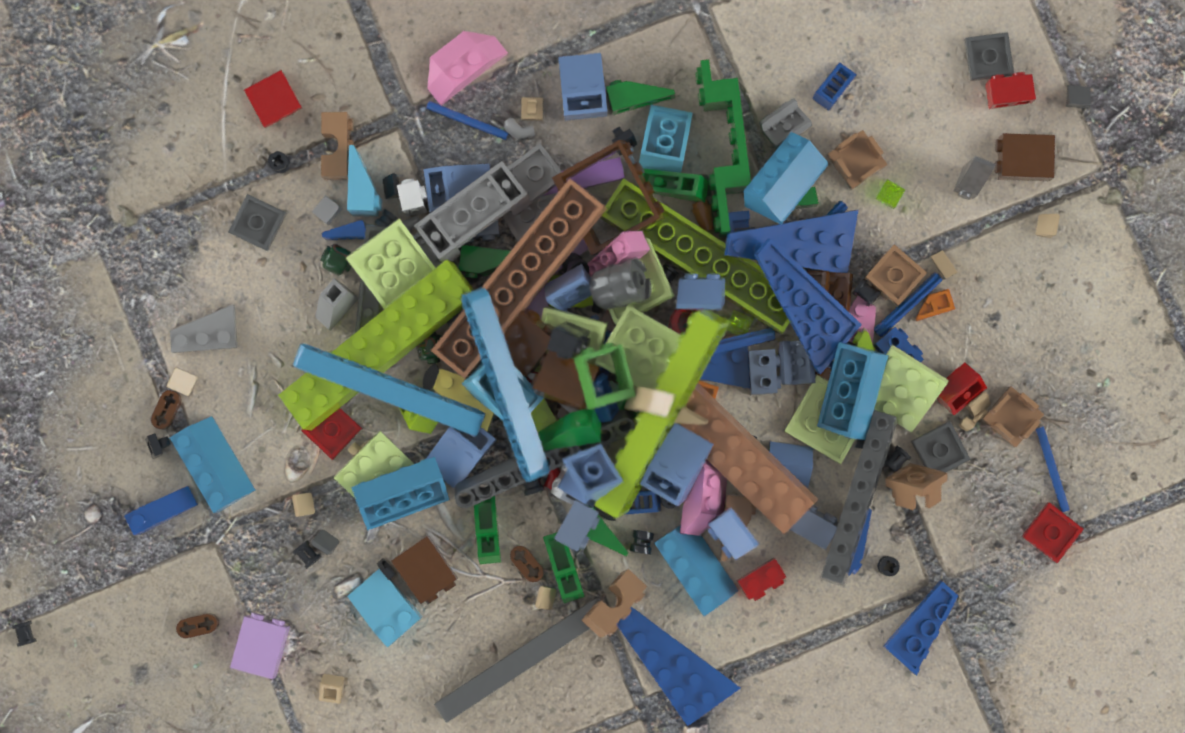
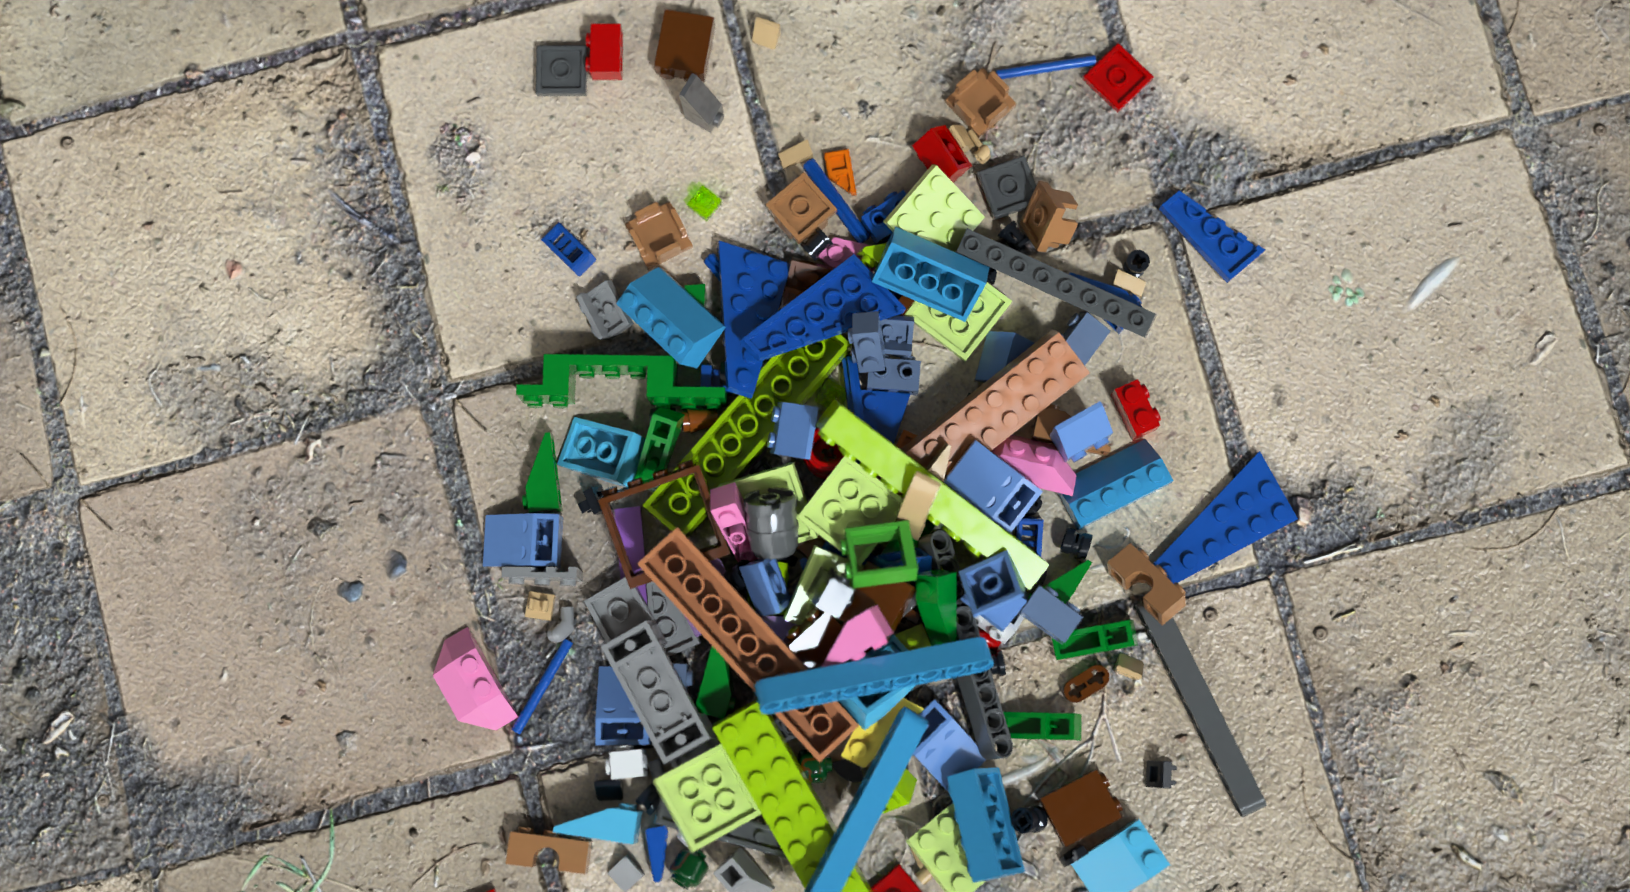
camera: 85 degrees left, 5 degrees down
(409, 529) = (1029, 819): none -> black wheel
(460, 632) = (1159, 774): none -> black tile
(536, 367) = (859, 634): none -> bright pink slope
(555, 106) = (517, 575): none -> light grey wing
(785, 345) = (868, 342): none -> sand blue brick
(870, 561) = (1129, 283): none -> tan piece

